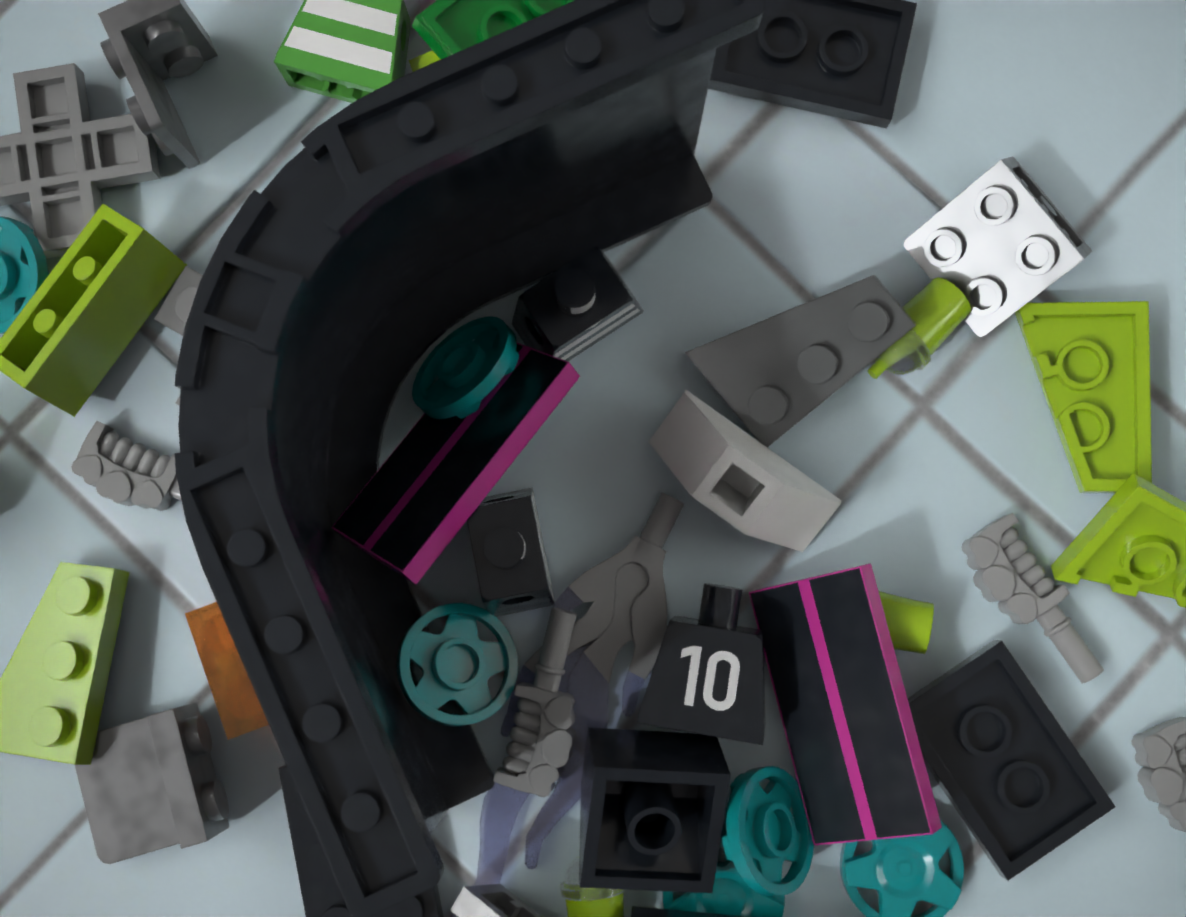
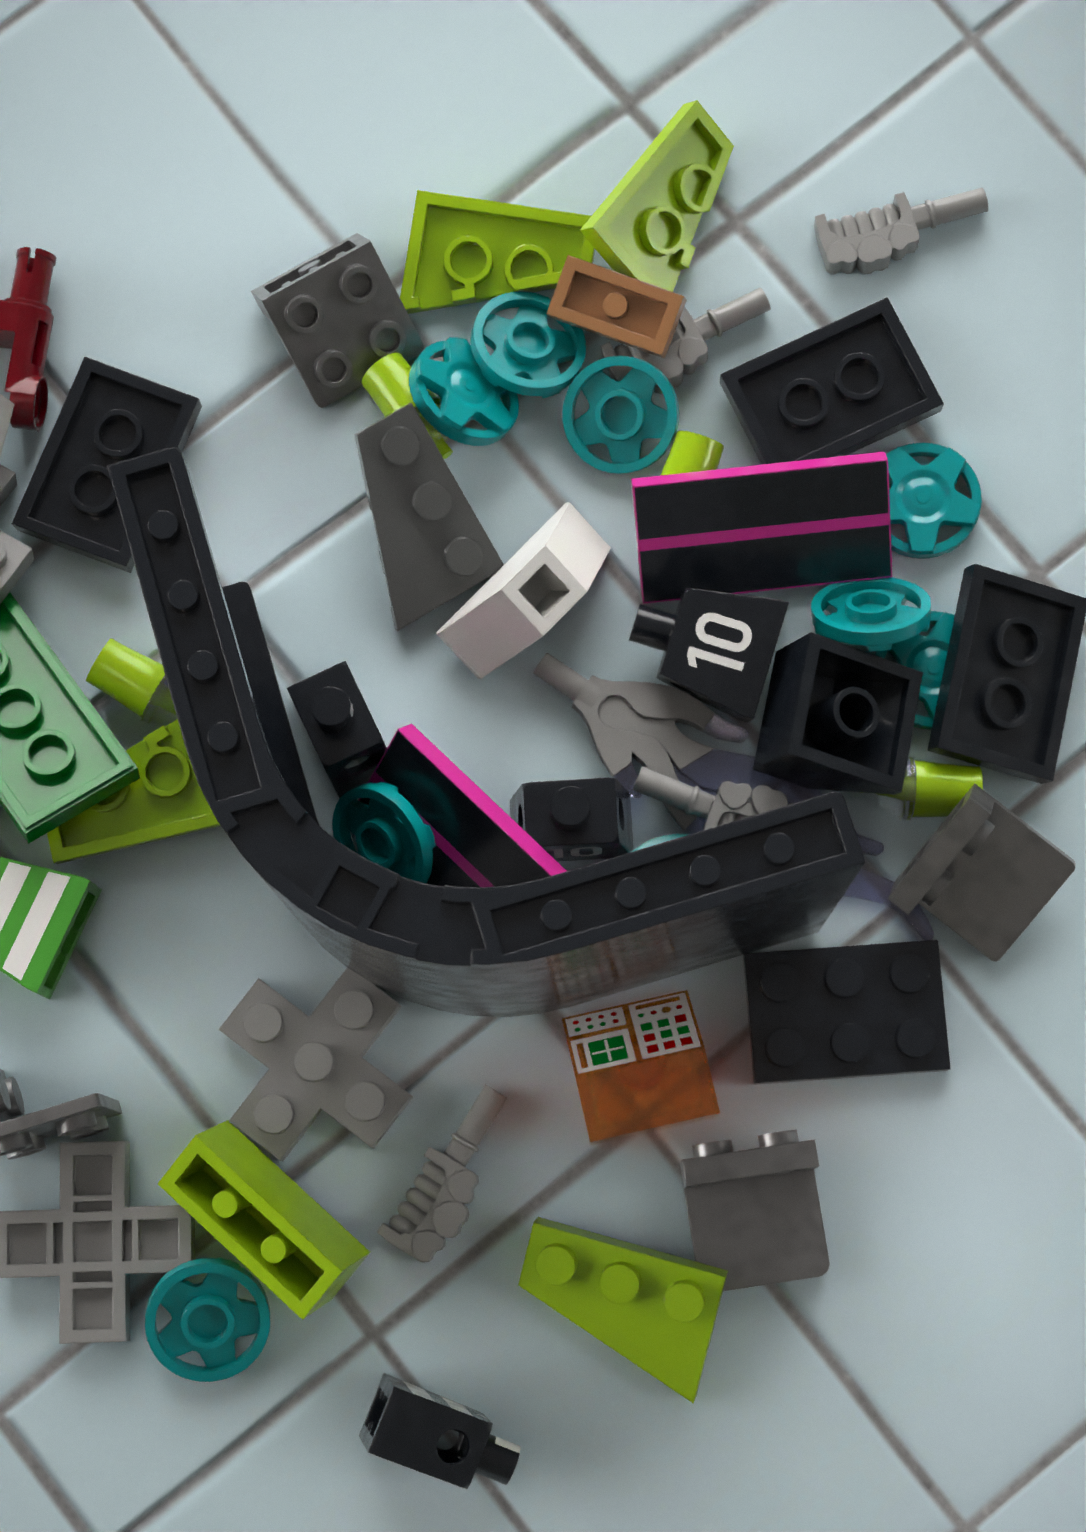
camera: 80 degrees left, 5 degrees down
(941, 385) = (463, 394): none -> teal wheel
(942, 543) = (620, 414): none -> teal wheel
(1001, 438) = (526, 346): none -> teal wheel
(1057, 523) = (616, 306): none -> medium nougat plate

